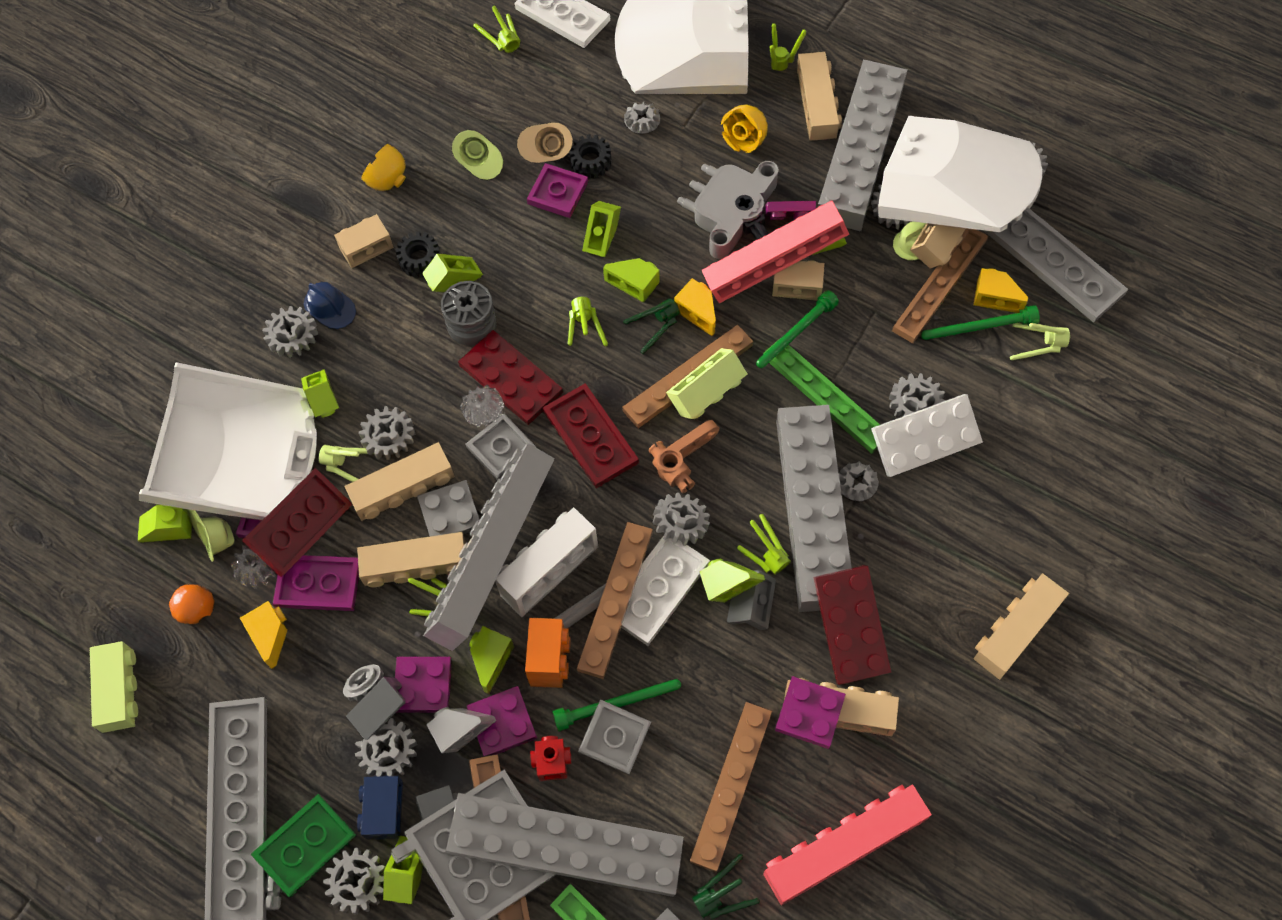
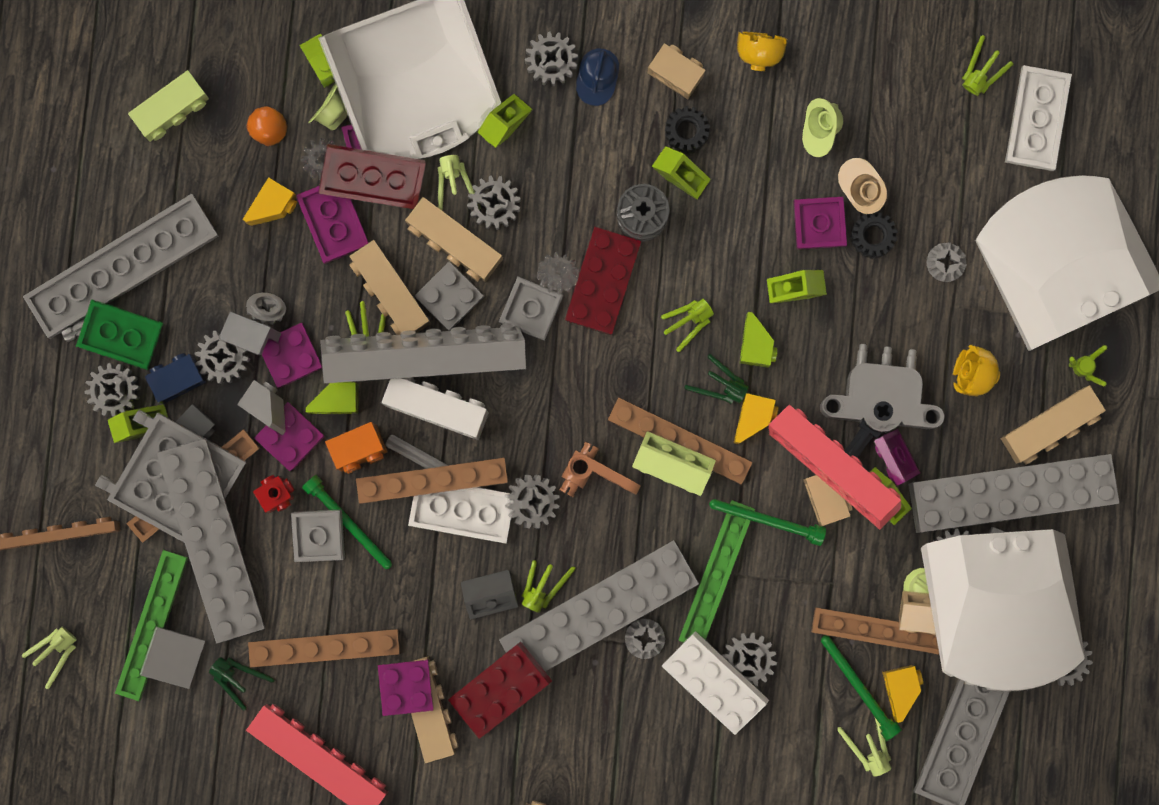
camera: 65 degrees right, 20 degrees up
(591, 435) = (577, 382): dark red plate -> none
(727, 579) = (494, 567): slope -> none

